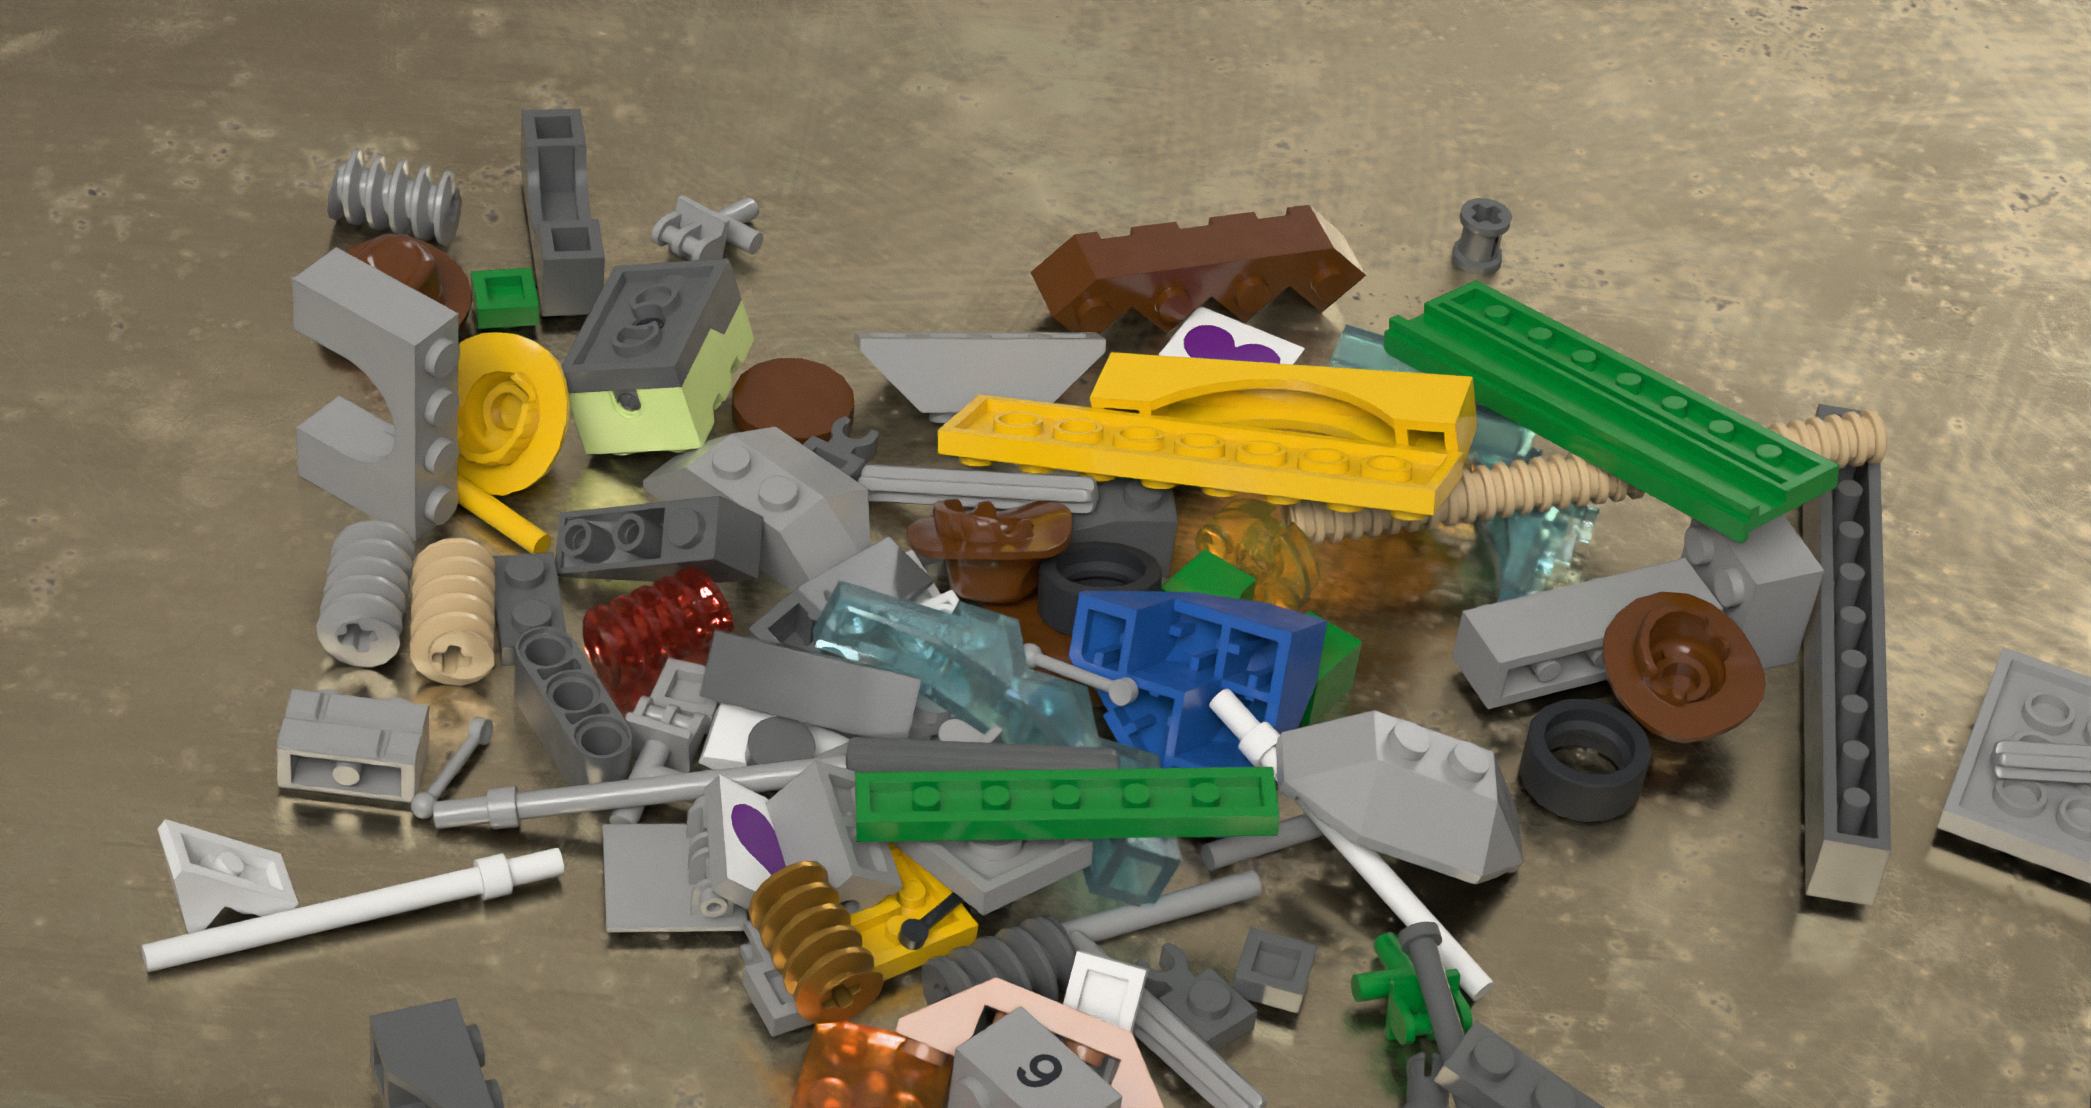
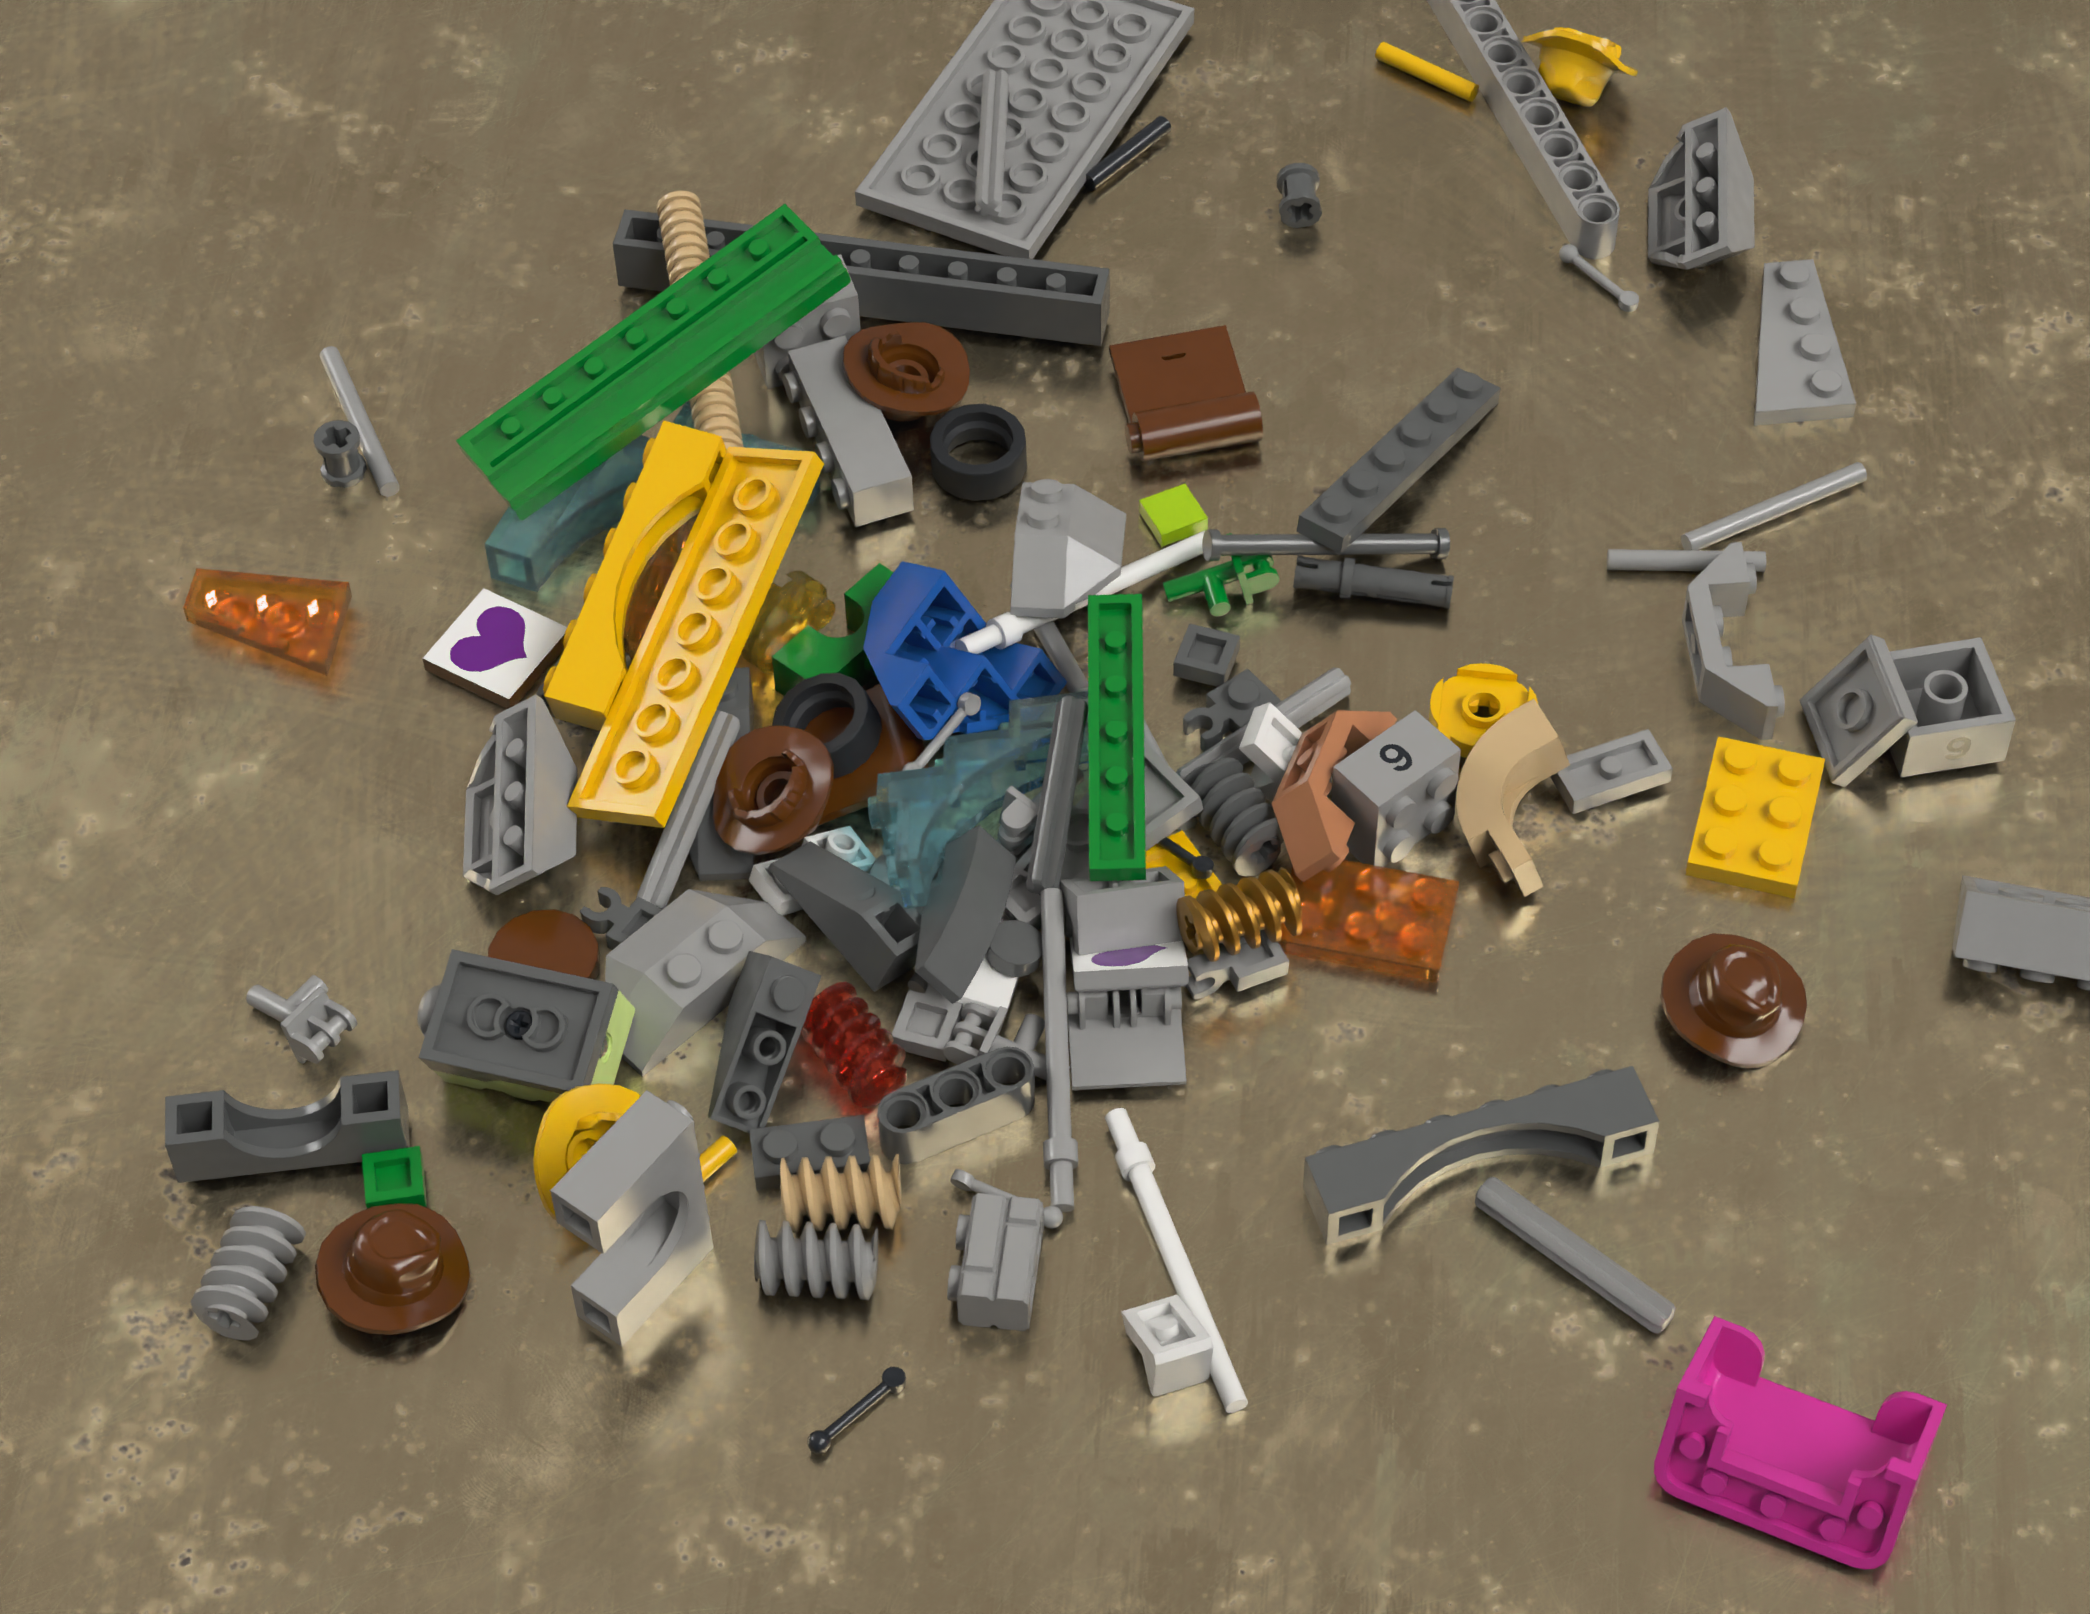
camera: 80 degrees left, 10 degrees up
(222, 673) = (892, 1381): none -> black hinge
(1175, 270) = (397, 650): reddish brown brick -> none
(1252, 177) = (272, 613): none -> clear orange wing
(1519, 955) = (1173, 515): none -> lime tile
(1549, 259) = (358, 416): none -> light grey bar
(1728, 970) = (1184, 394): none -> reddish brown door

